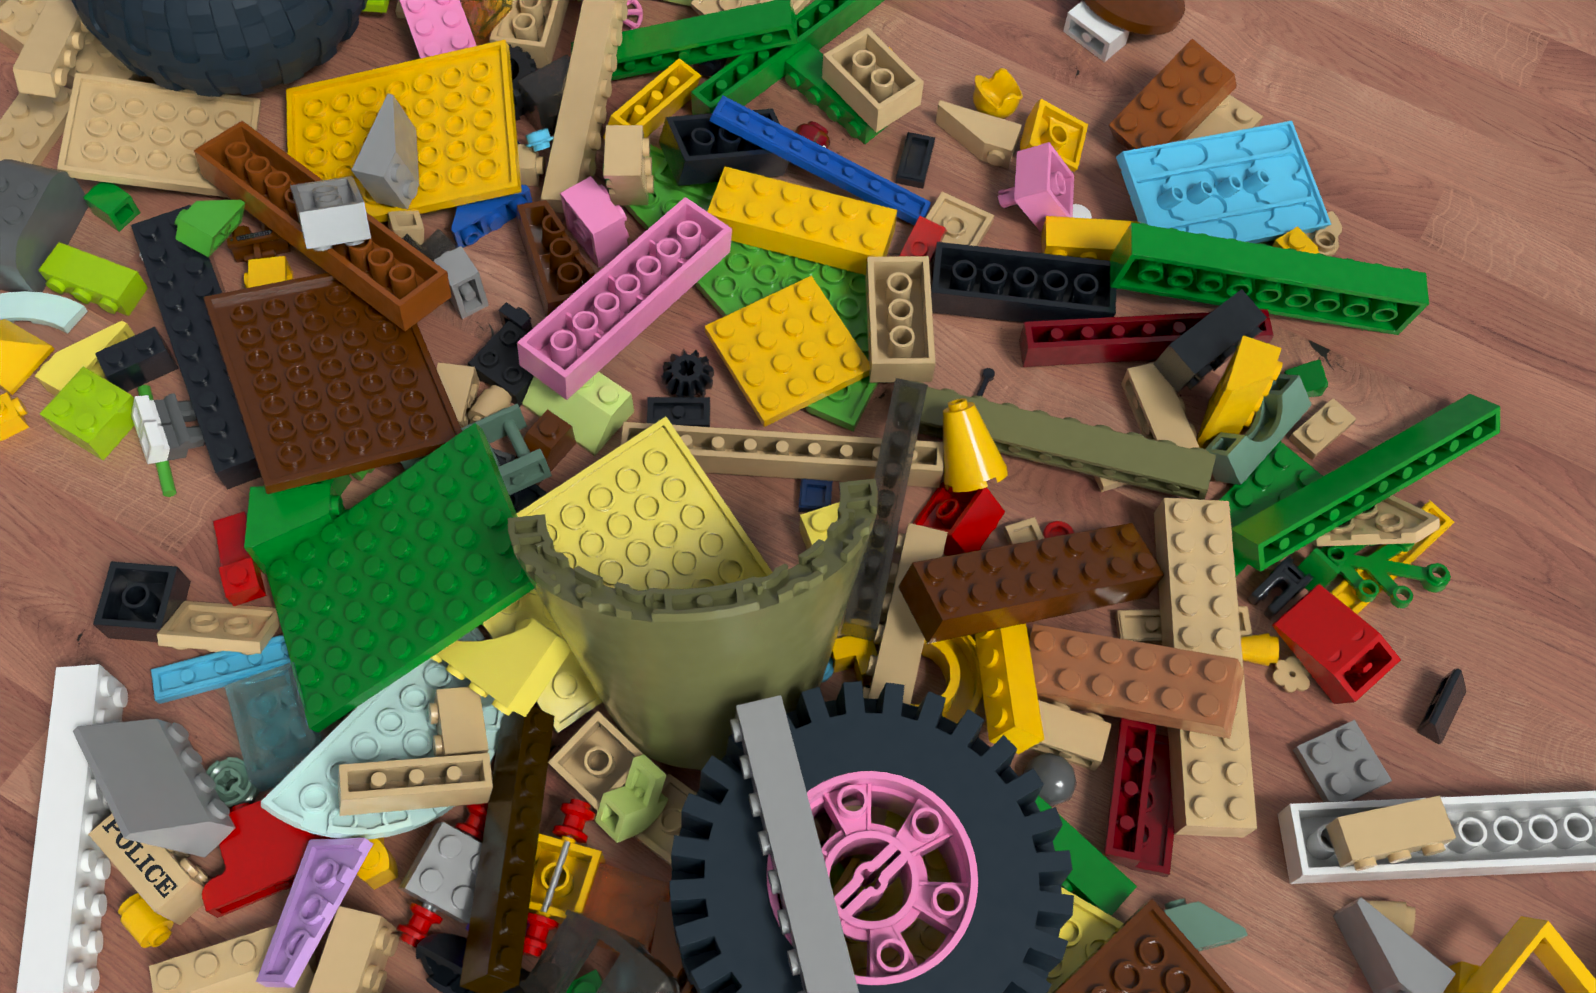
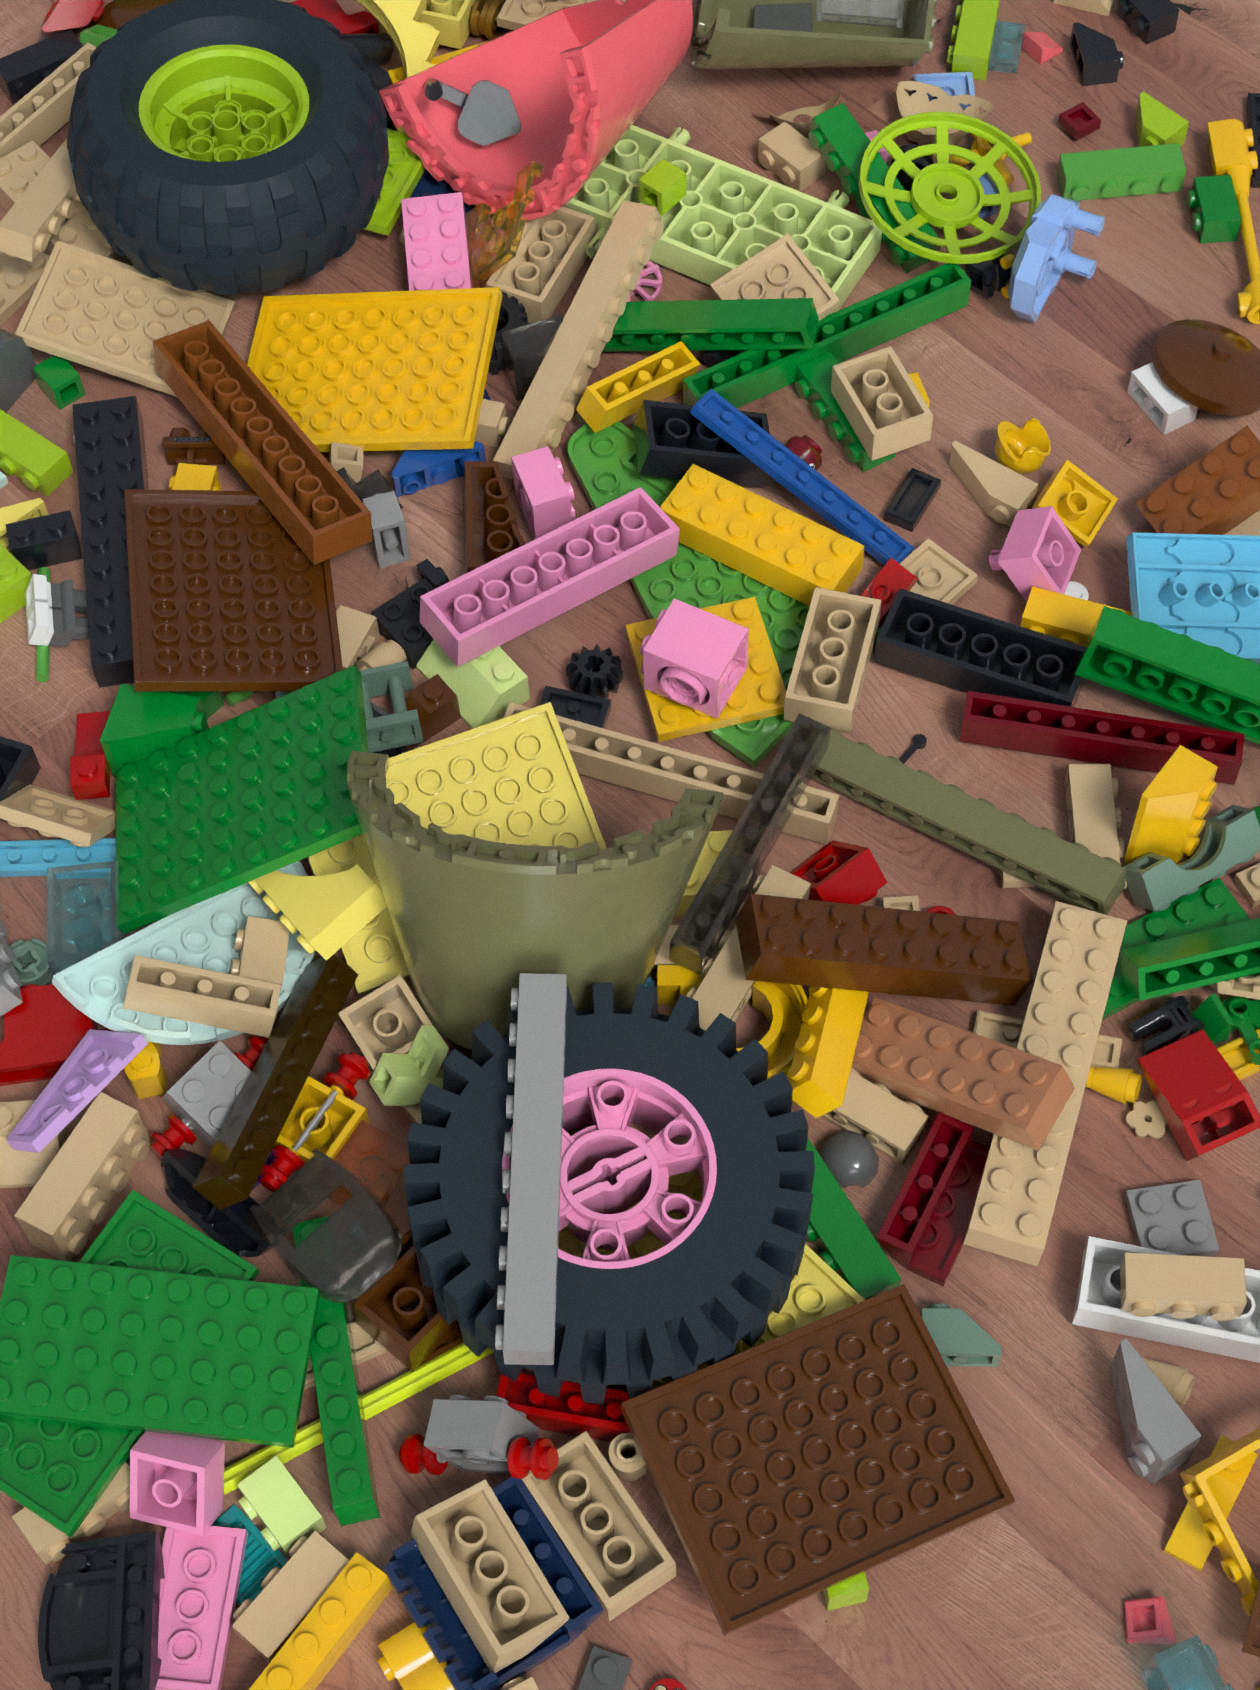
camera: 20 degrees right, 5 degrees down
(208, 224) = (149, 418): bright green slope -> none
(331, 213) = (270, 430): slope -> none
(390, 157) = (347, 386): light grey slope -> none
(539, 139) = (507, 398): medium azure plate -> none
(628, 165) = (588, 442): tan wedge -> none
(781, 344) = (694, 657): none -> bright pink brick
(969, 449) = (862, 806): yellow cone -> none
(1210, 342) = (1137, 755): black brick -> none

